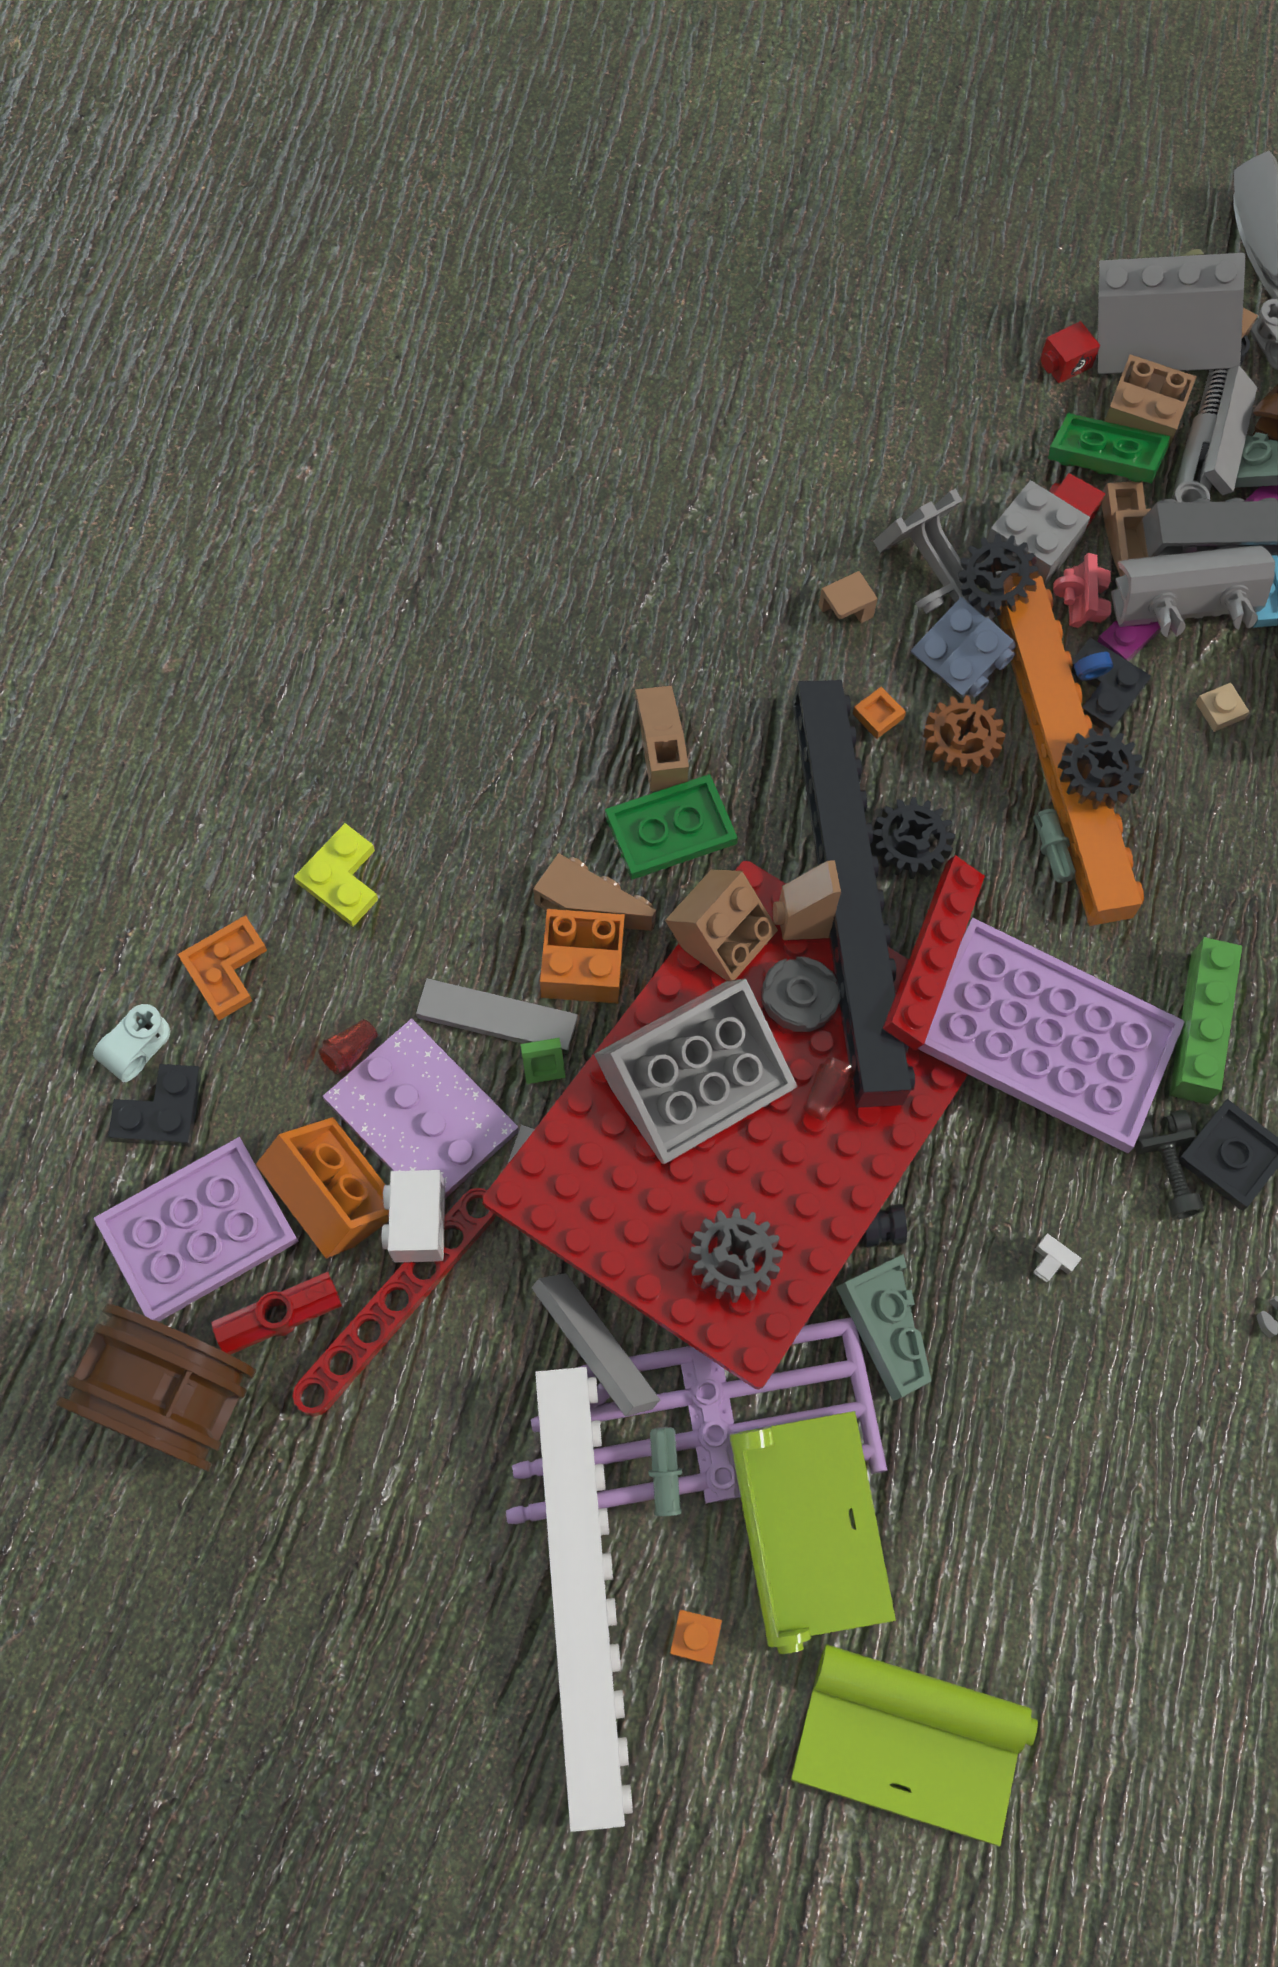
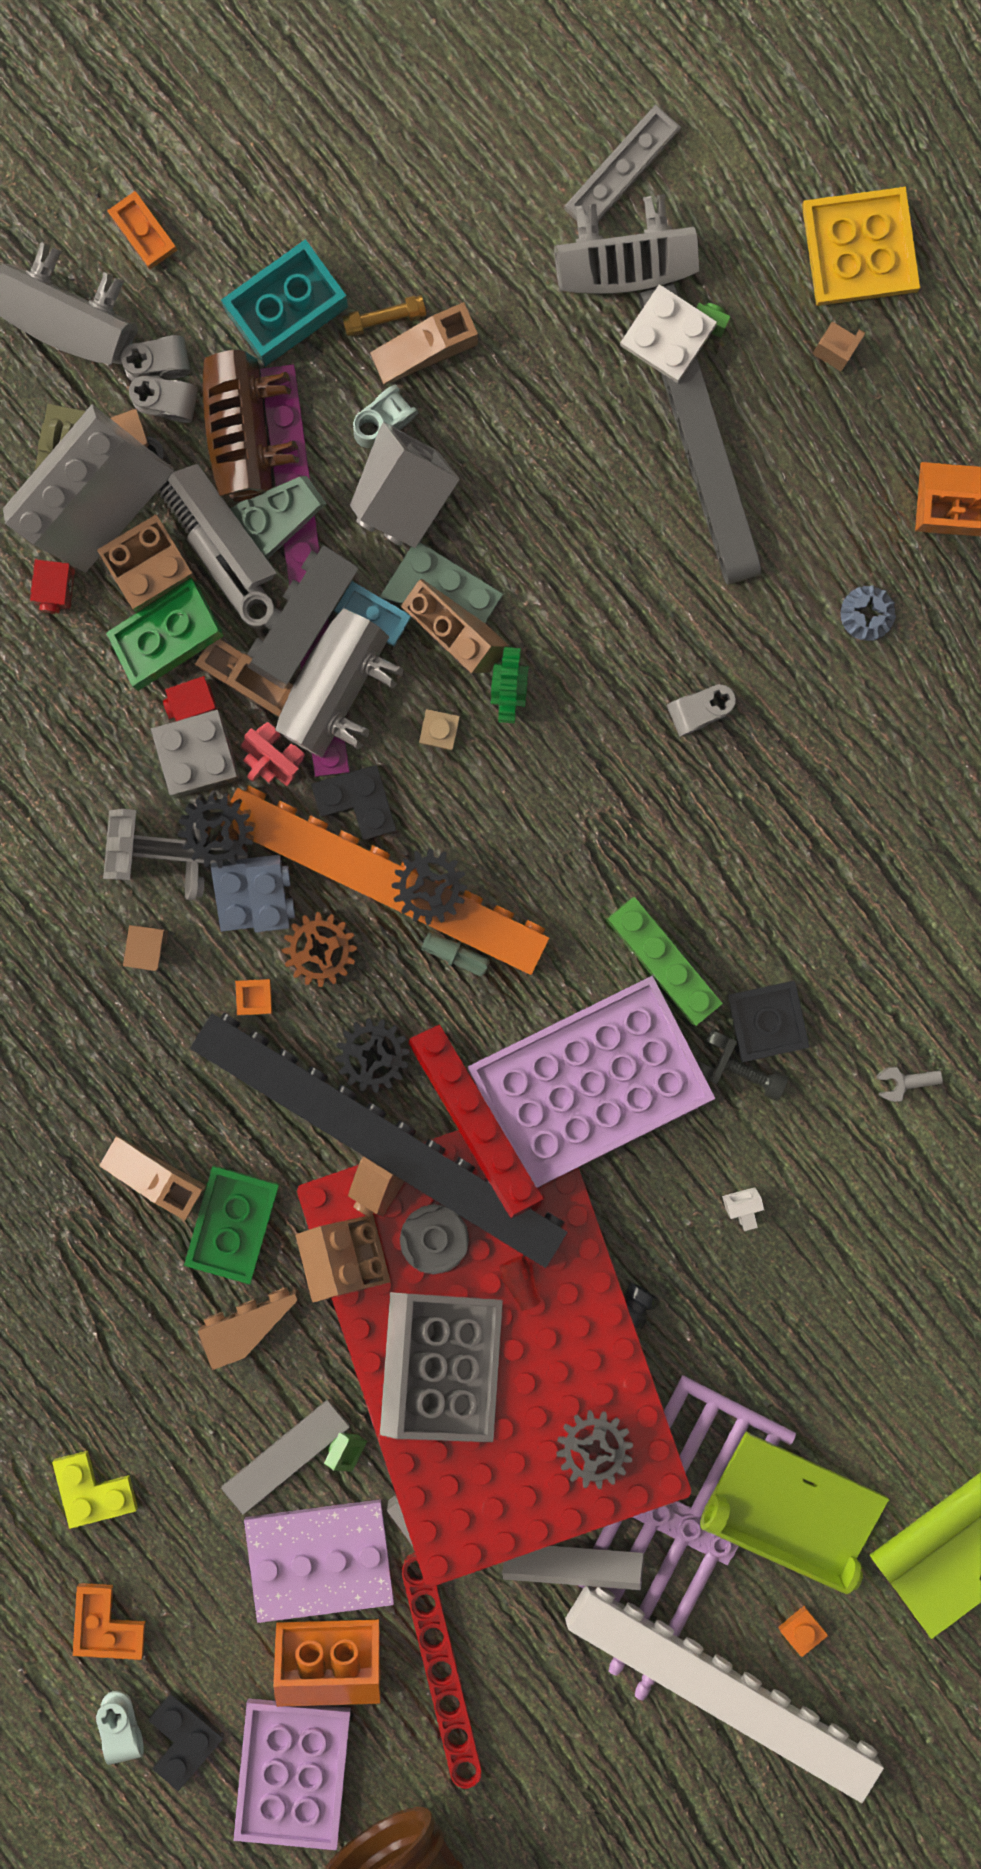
camera: 50 degrees left, 20 degrees up
(251, 1325) = (390, 1778): red piece -> none
(346, 1047) = (232, 1580): clear red cone -> none
(415, 1216) = (397, 1626): white brick -> none
(582, 956) = (288, 1369): orange slope -> none
(665, 1471) = (692, 1583): sand green axle -> none
(886, 1325) = (700, 1356): sand green wing -> none
(1093, 666) = (341, 812): blue tile -> none

